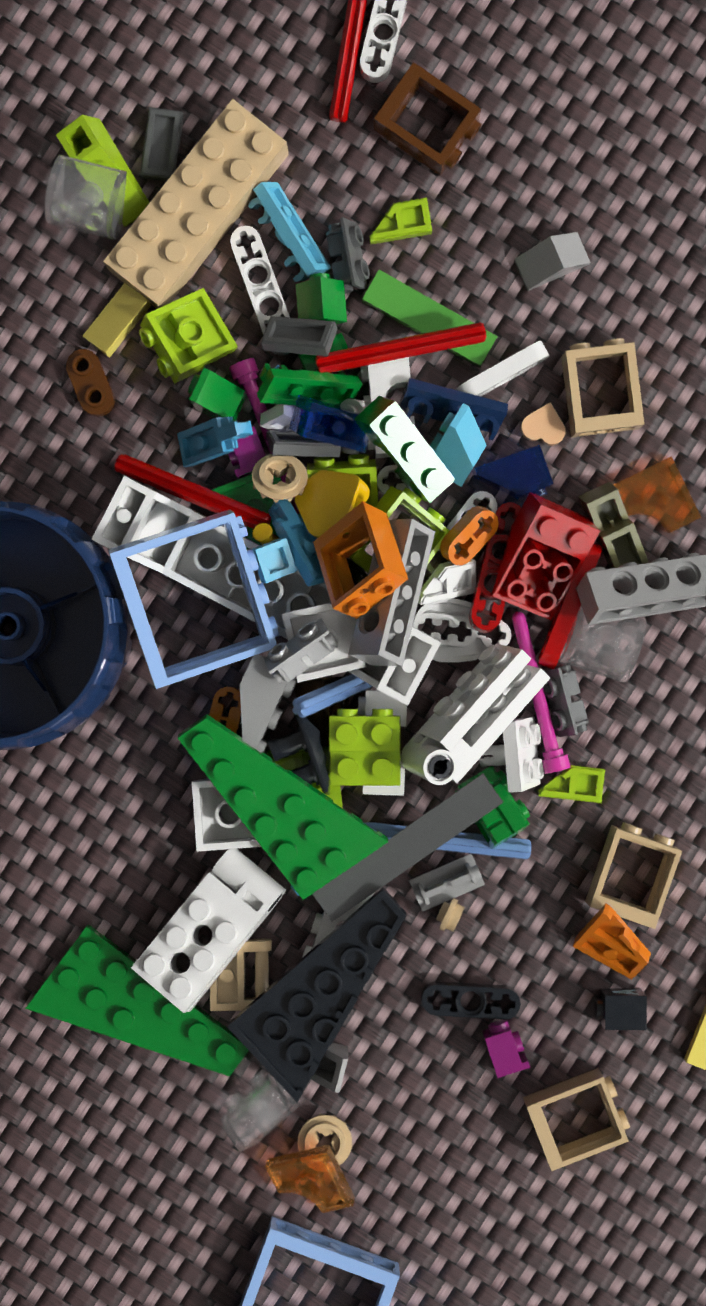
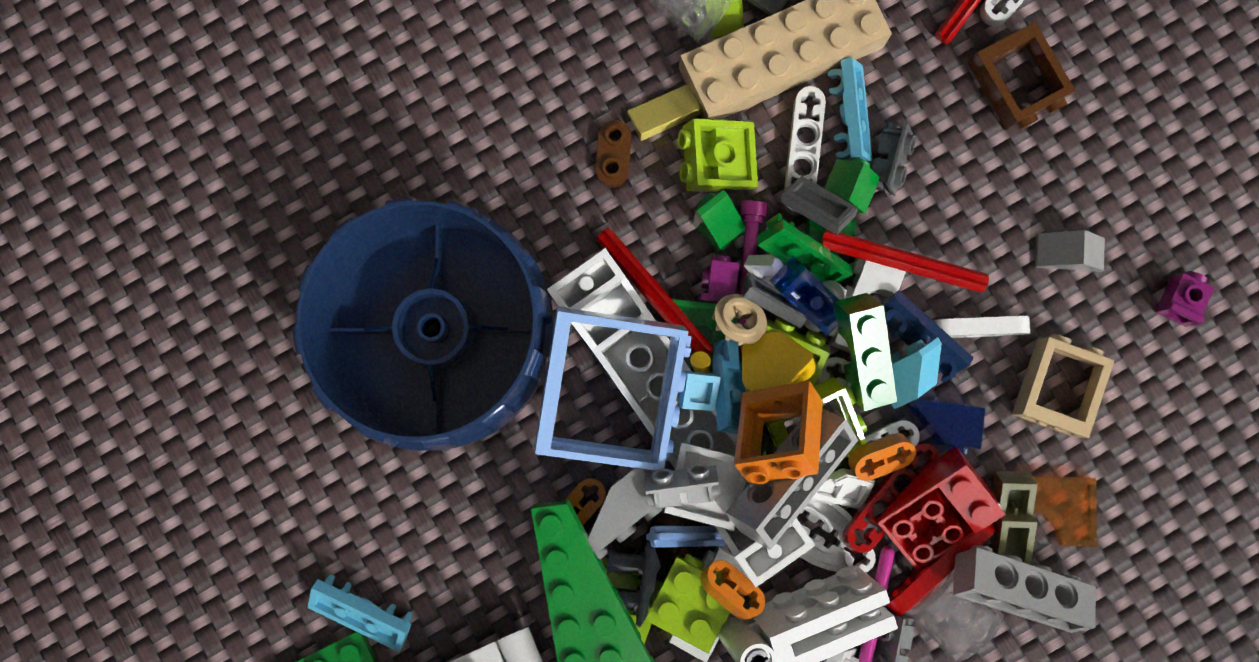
camera: 30 degrees right, 5 degrees down
(78, 911) = (359, 614): none -> medium azure plate
(211, 439) = (696, 255): dark azure hinge -> none
(216, 822) = (525, 598): white brick -> none
(390, 718) = (732, 590): none -> orange beam
(403, 221) = (956, 153): lime tile -> none
(421, 314) = (932, 240): bright green tile -> none
(544, 426) = (994, 392): light nougat tile -> none
(672, 262) = (1178, 305): none -> magenta brick

